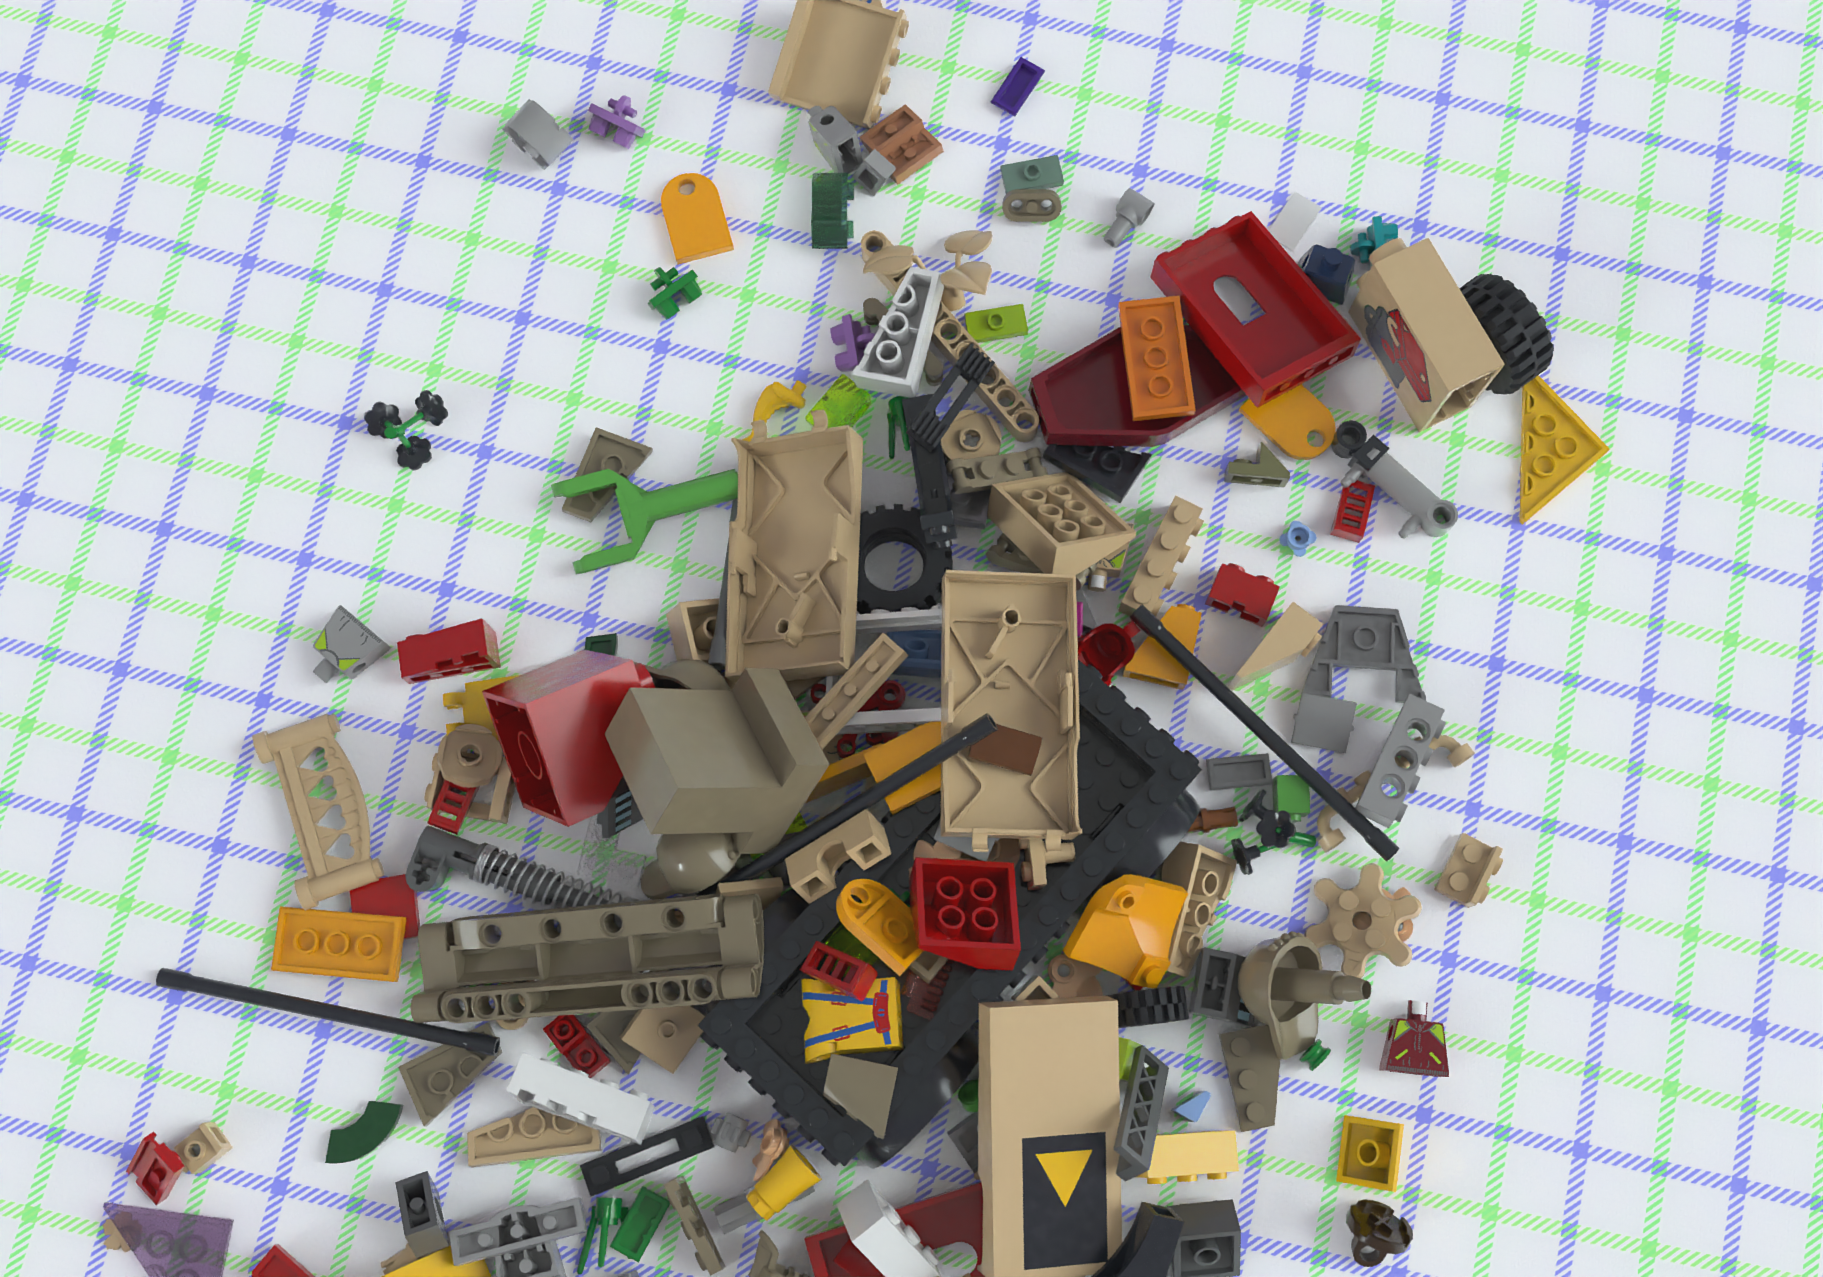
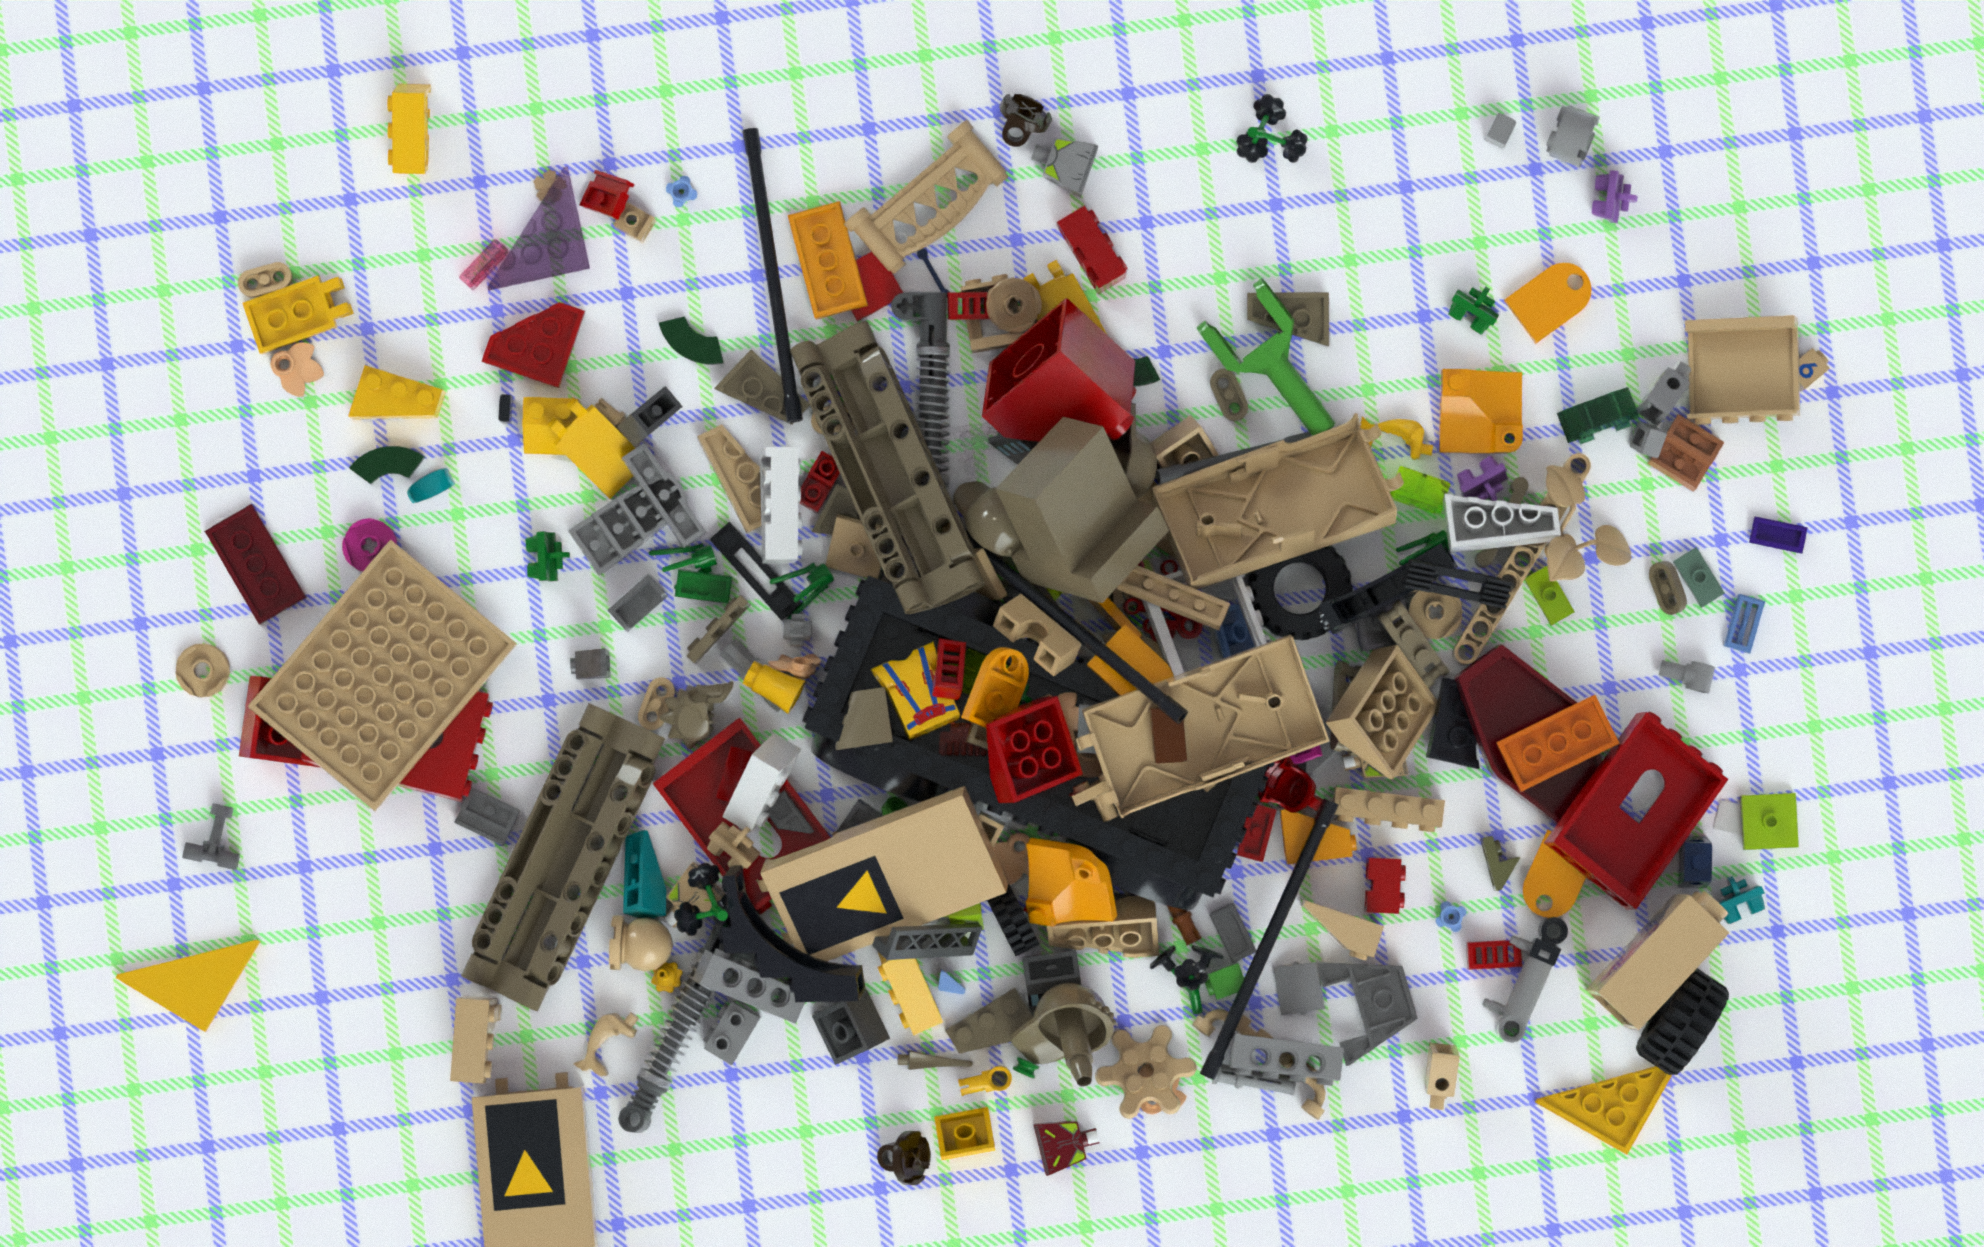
camera: 70 degrees right, 10 degrees up
(184, 1077) = (680, 199): none -> light blue plate
(275, 672) = (1024, 114): none -> dark brown tile
(378, 837) = (922, 255): none -> dark blue hinge
(504, 202) = (1500, 130): none -> light grey slope
(662, 566) = (1228, 395): none -> dark tan plate
(684, 1087) = (818, 581): none -> green plant
(780, 324) = (1479, 411): none -> light orange slope
(937, 1223) = (787, 816): none -> flat silver tile
(1089, 158) = (1737, 645): none -> medium blue tile
(1139, 698) = (1257, 833): none -> red plate
(1268, 1172) = (918, 1060): none -> dark tan piece
(1305, 193) = (1769, 821): none -> lime plate
(1315, 1107) = (984, 1081): none -> yellow pin
(1427, 776) = (1228, 1076): none -> light grey pin
(1465, 604) = (1441, 1063): none -> tan torso
(1469, 870) = (1219, 1144): tan bracket -> none

